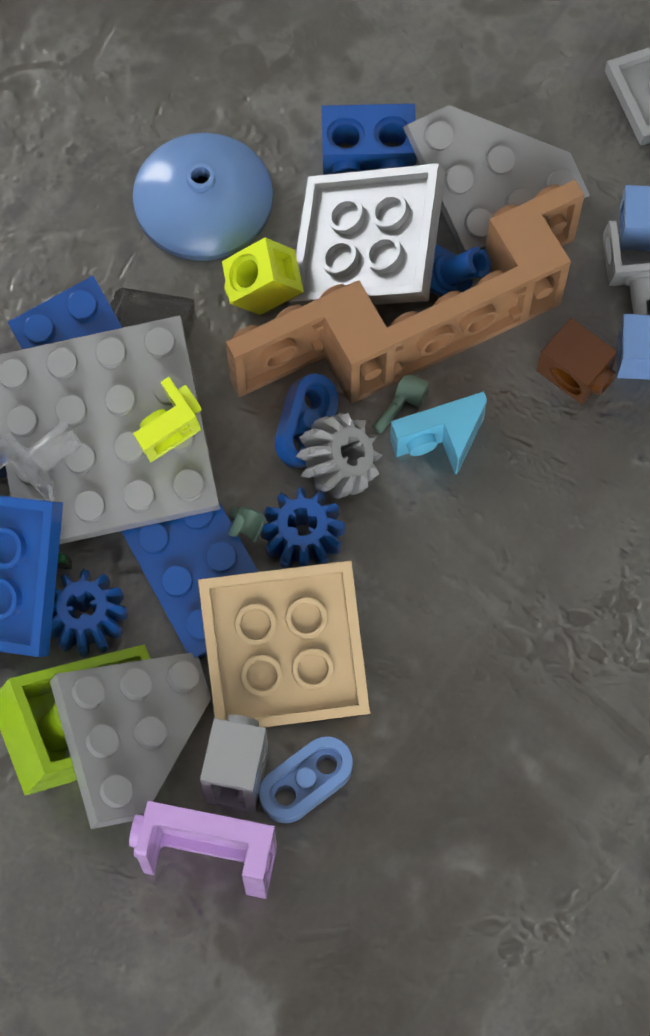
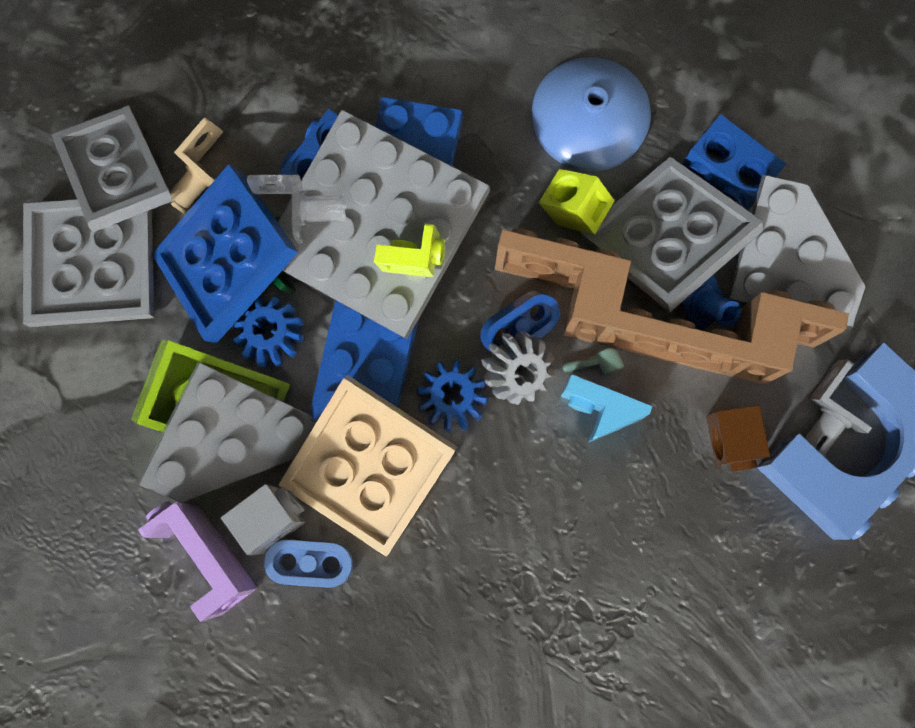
camera: 40 degrees right, 10 degrees up
(246, 521) = (418, 360): sand green hand -> none

